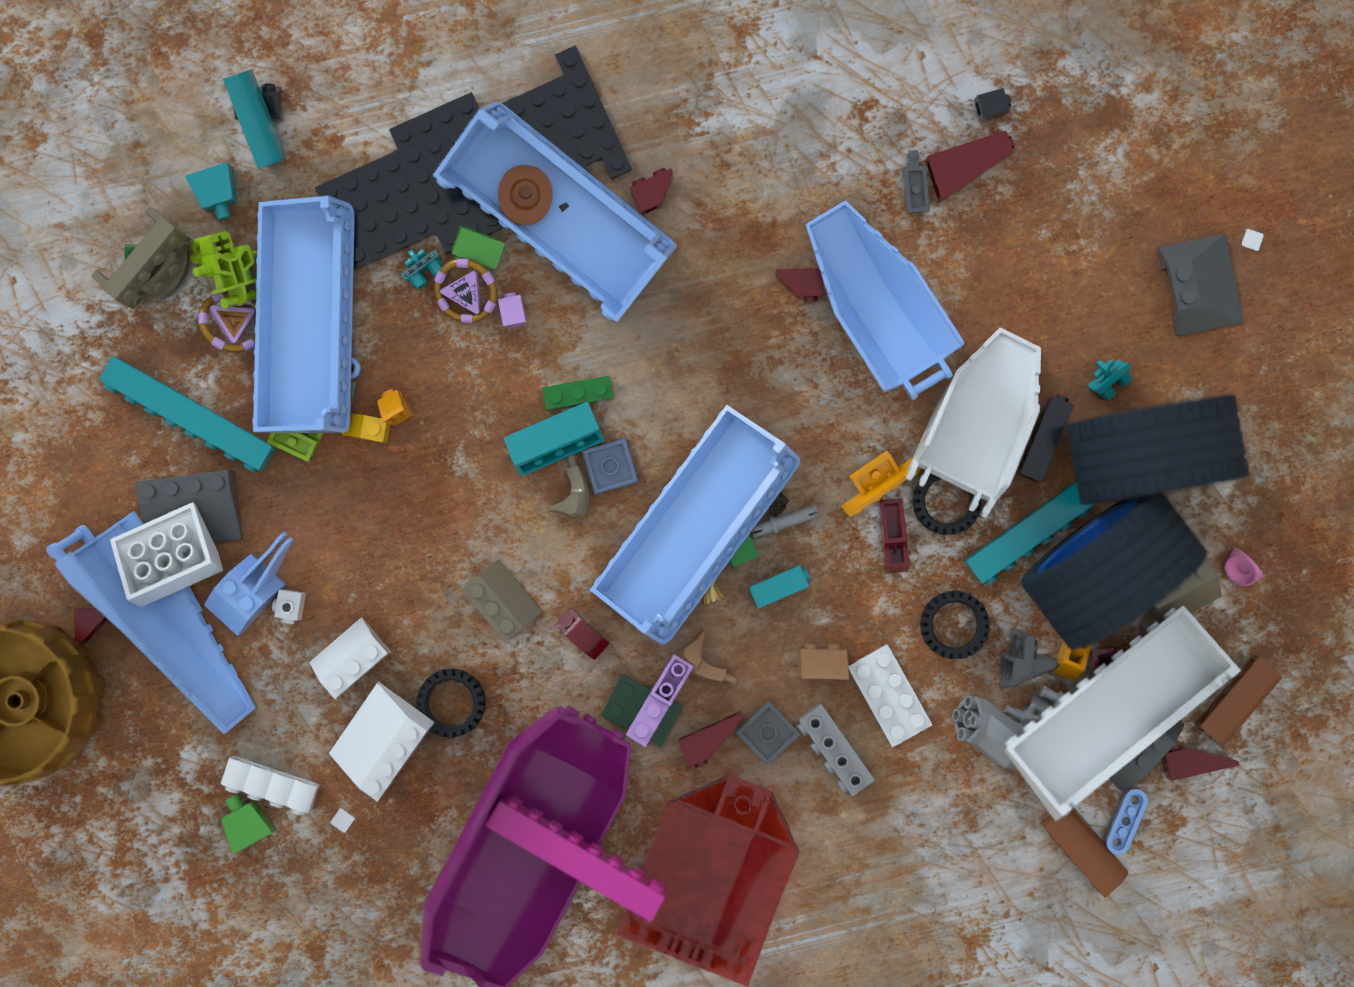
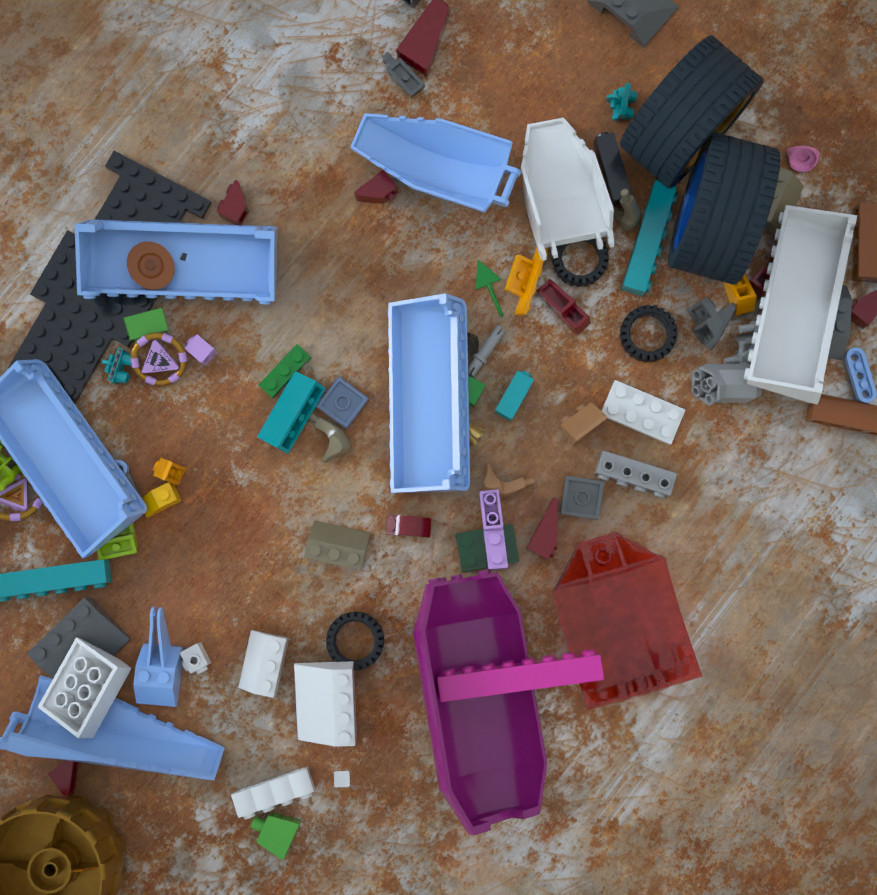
camera: 30 degrees left, 5 degrees down
(842, 449) = (486, 277): none -> green piece
(1025, 492) = (630, 214): none -> dark tan animal

